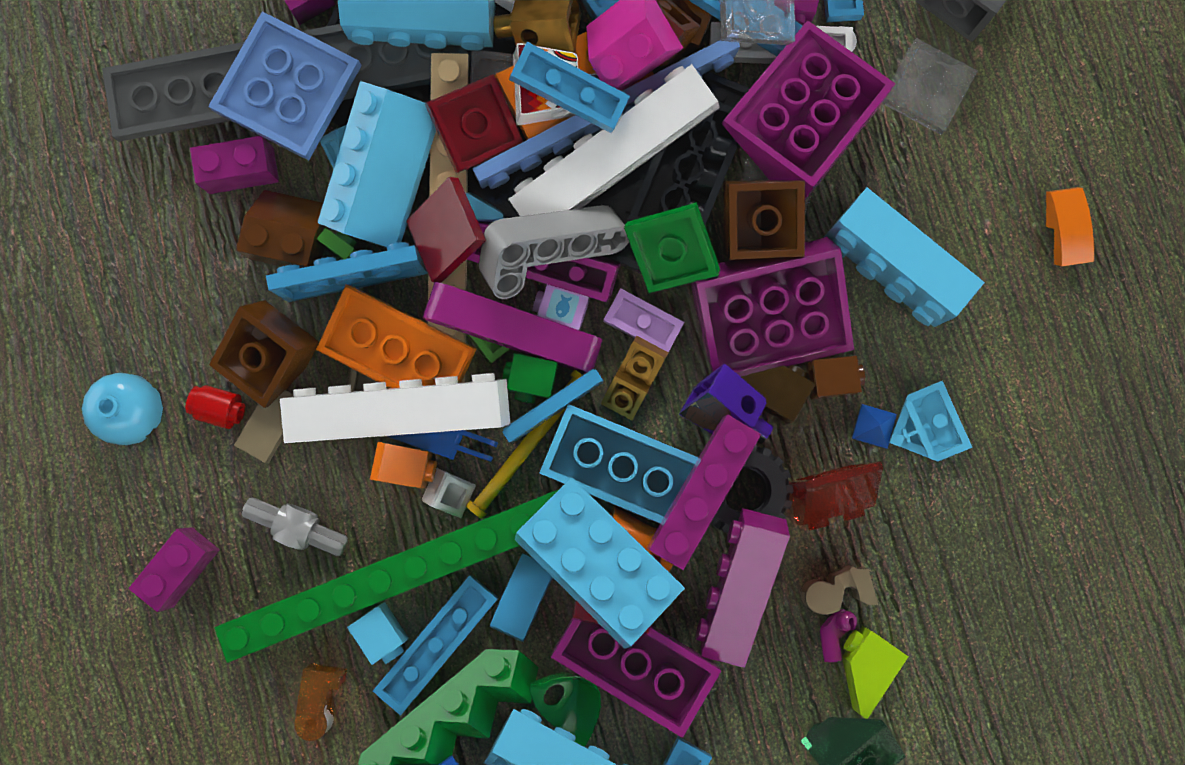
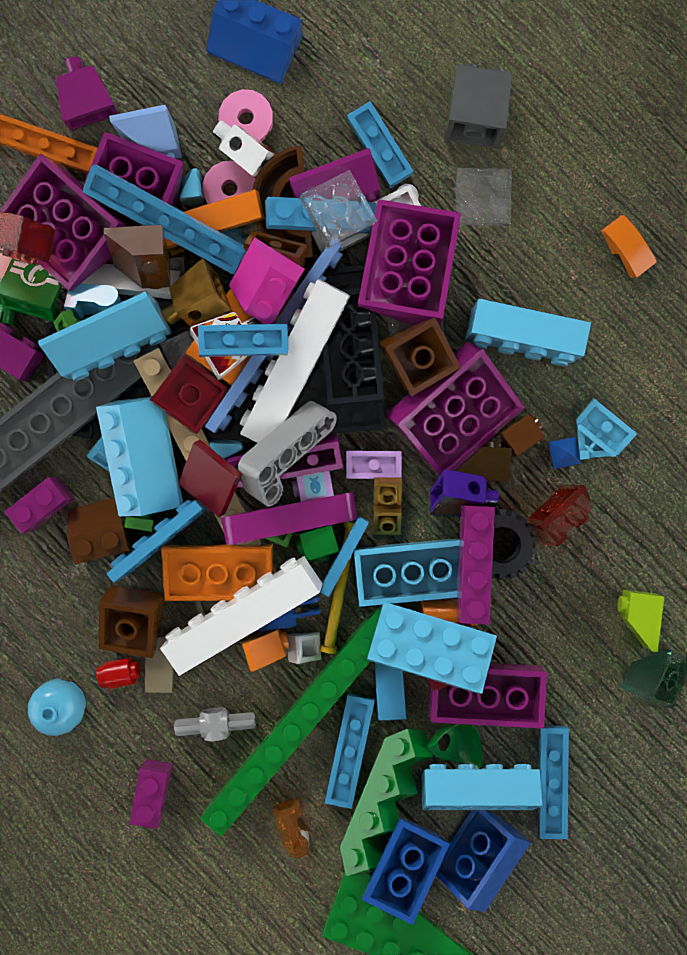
camera: 25 degrees left, 5 degrees up
(285, 85) = (45, 435): medium blue plate -> none
(379, 634) = (309, 764): medium azure brick -> none
(672, 248) = (368, 409): green plate -> none
(743, 587) = (533, 609): magenta brick -> none
(828, 596) = (590, 584): dark tan leg -> none
(832, 631) = (605, 604): magenta arm -> none

